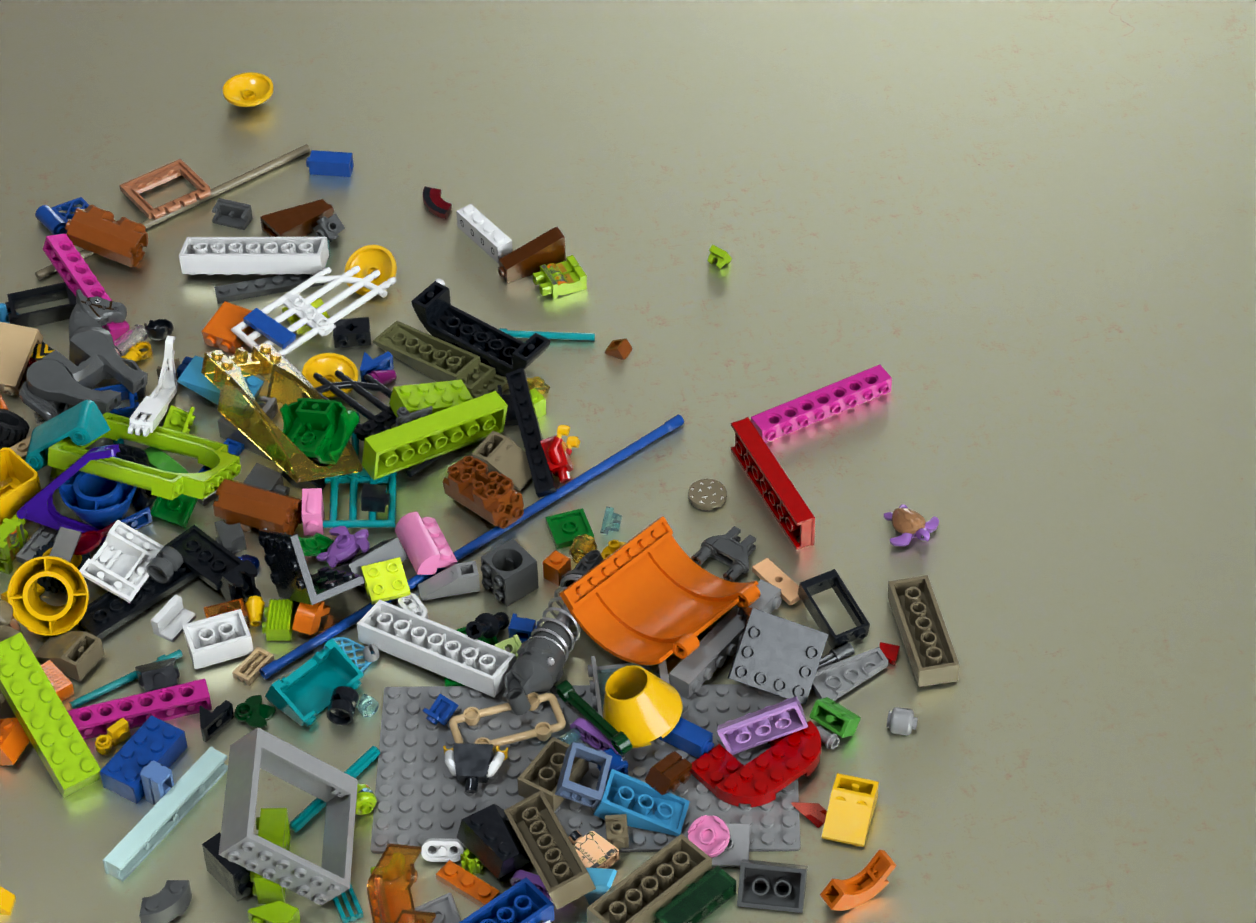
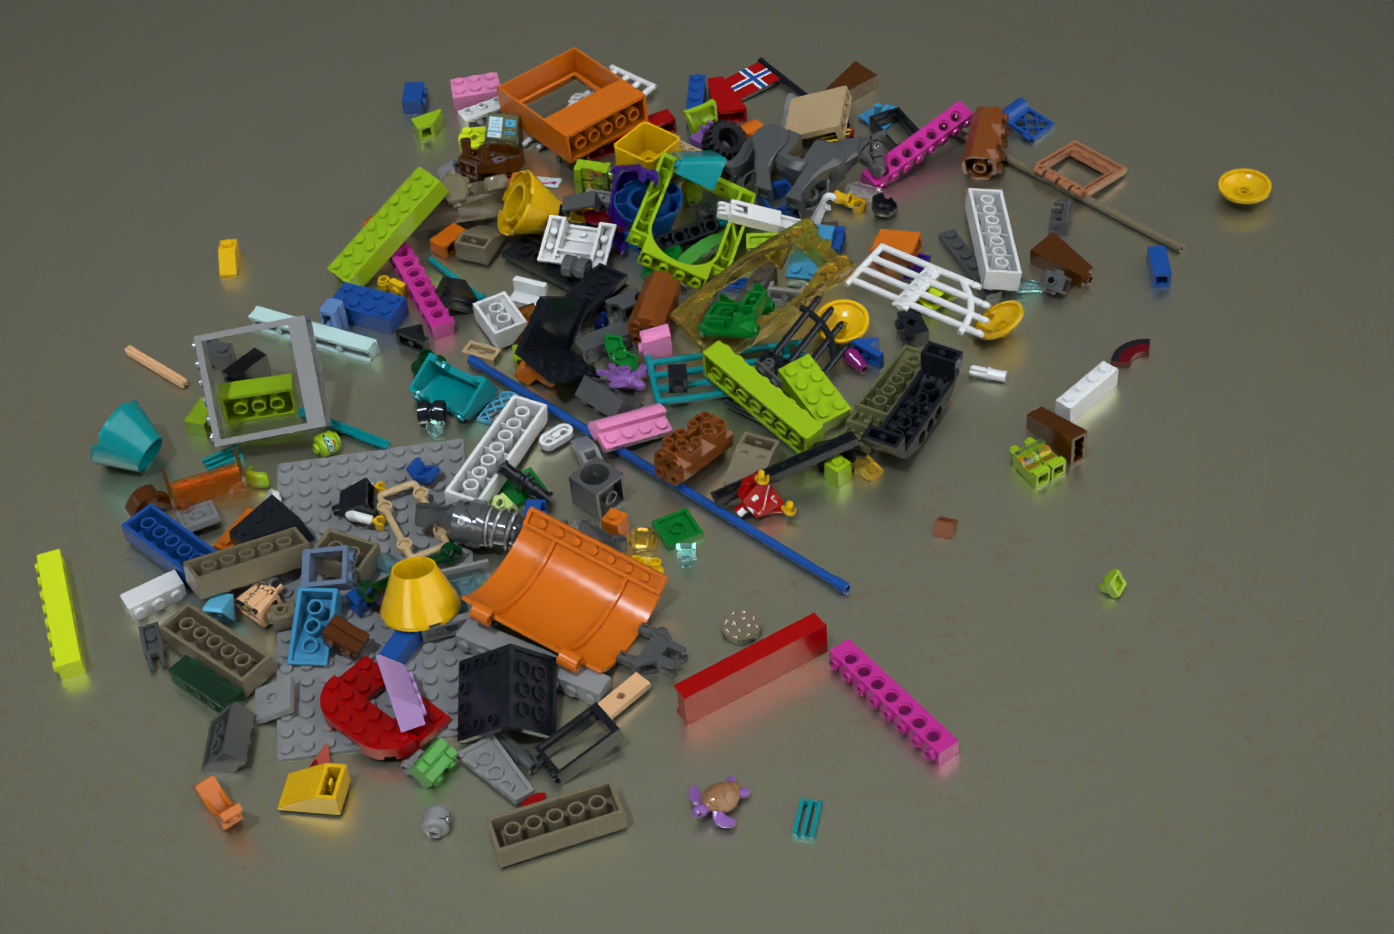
camera: 85 degrees right, 0 degrees up
(269, 328) = (883, 264): blue tile -> none
(385, 580) = (576, 407): neon yellow plate -> none
(551, 335) = (943, 436): teal bar -> none
(709, 835) = (275, 679): bright pink tile -> none
(936, 473) = (809, 804): none -> teal tile

